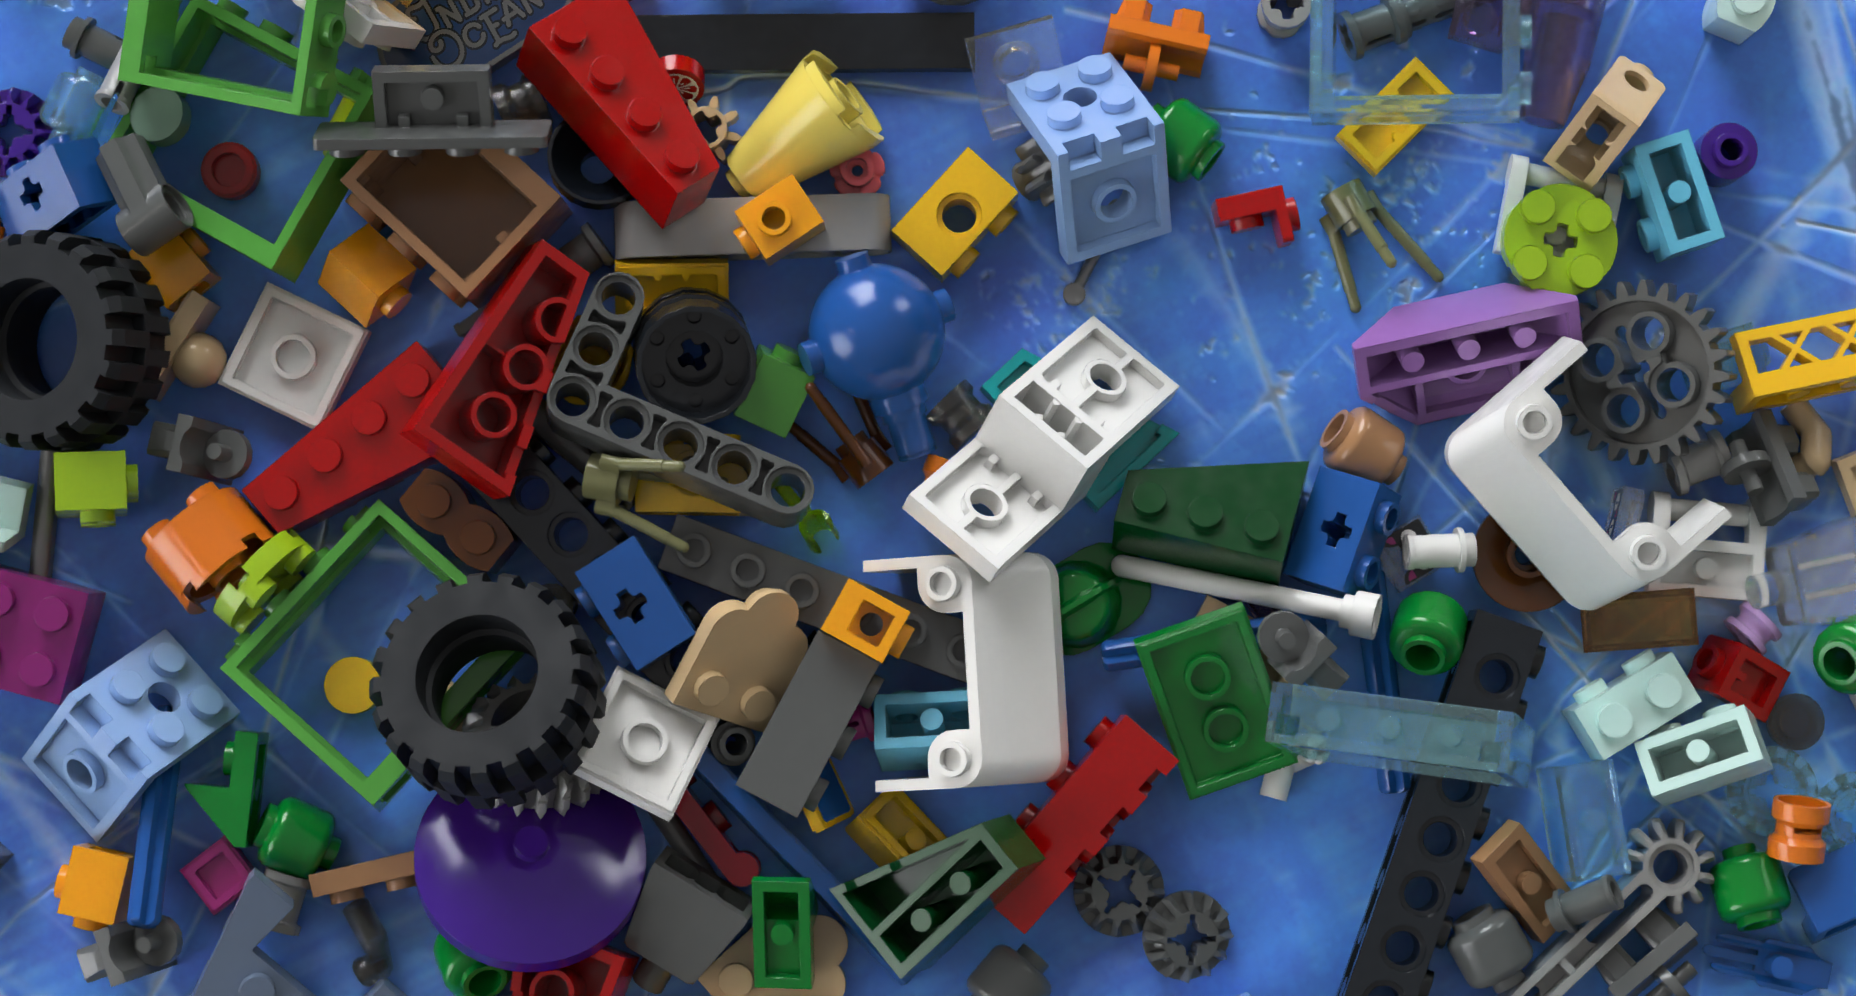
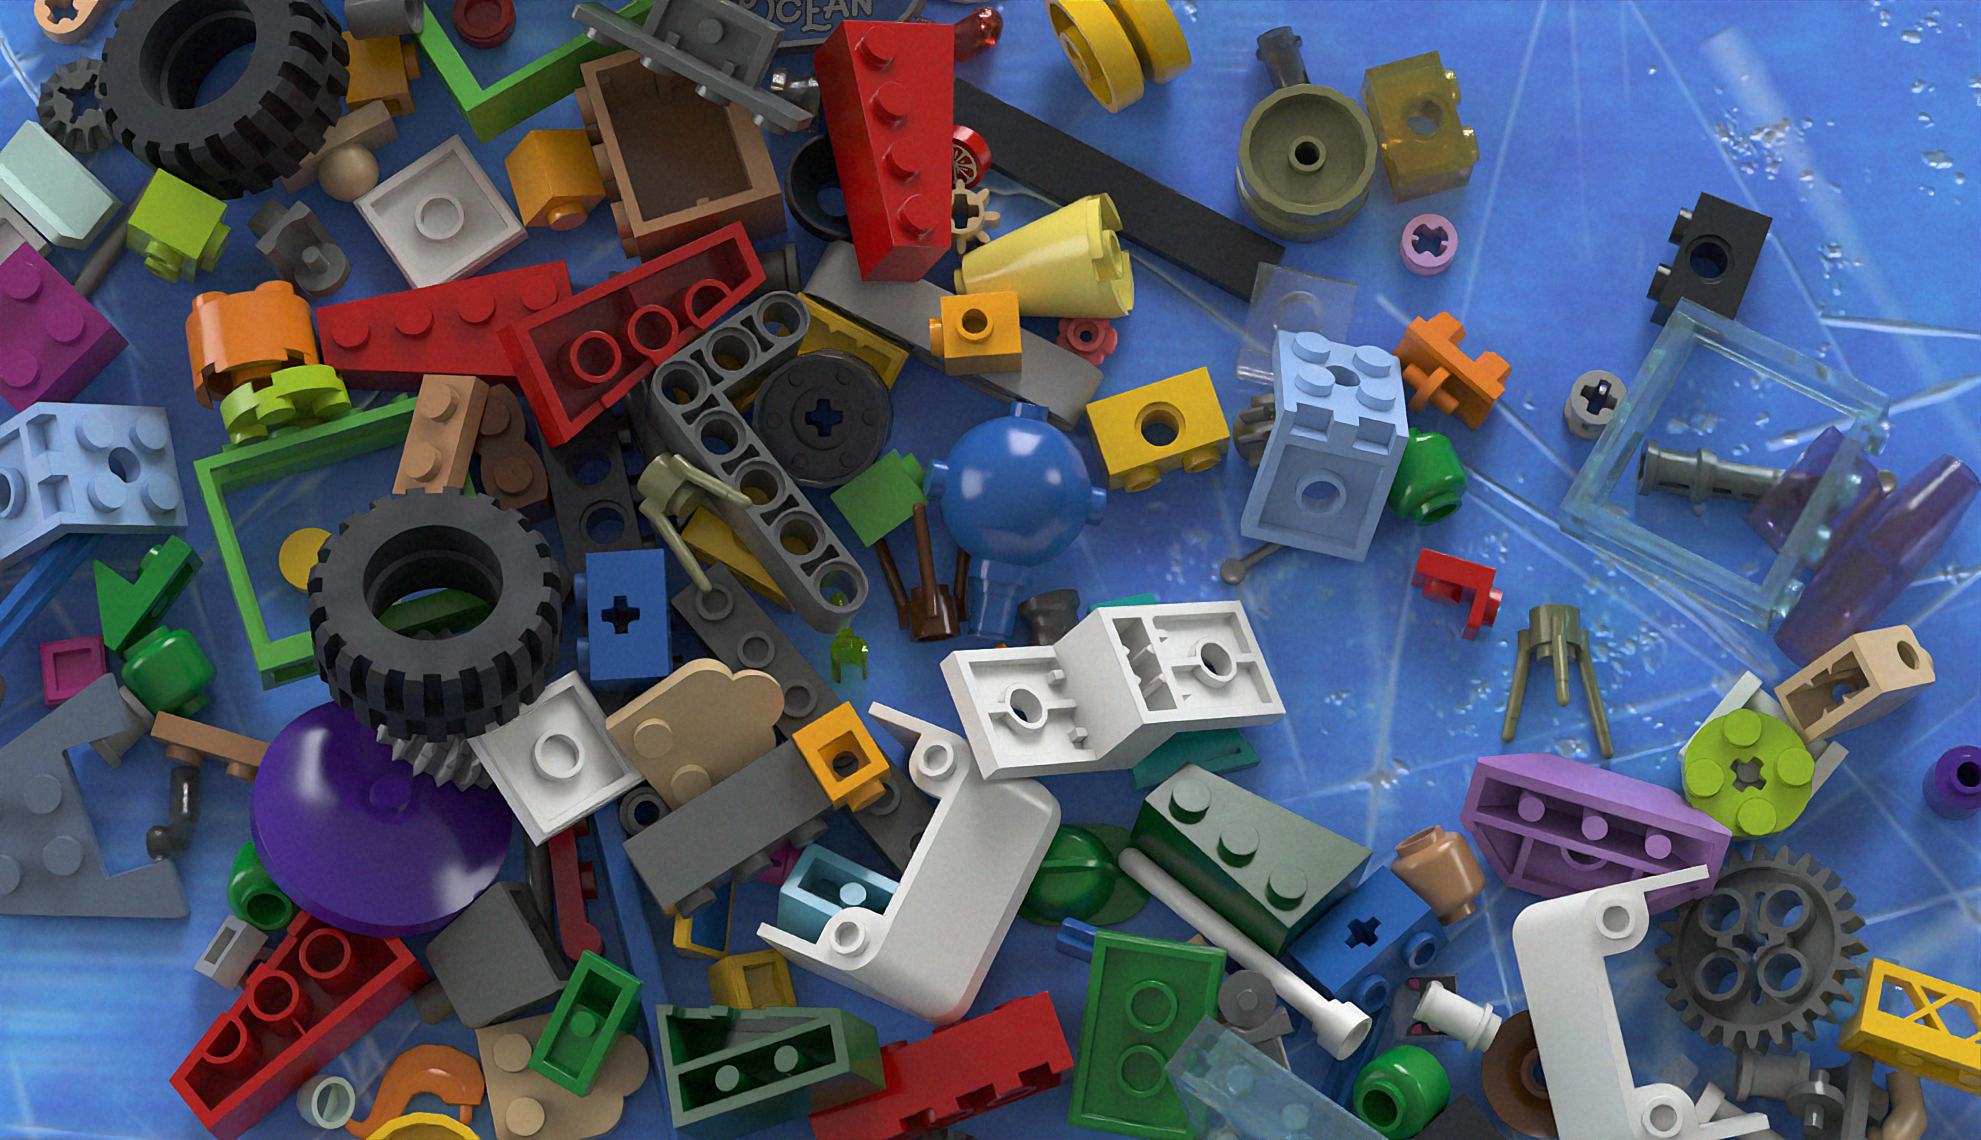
camera: 30 degrees right, 10 degrees down
(404, 540) = (441, 433): none -> medium nougat plate
(1378, 144) = (1619, 587): yellow plate -> none
(1670, 197) = (1885, 794): medium azure brick -> none

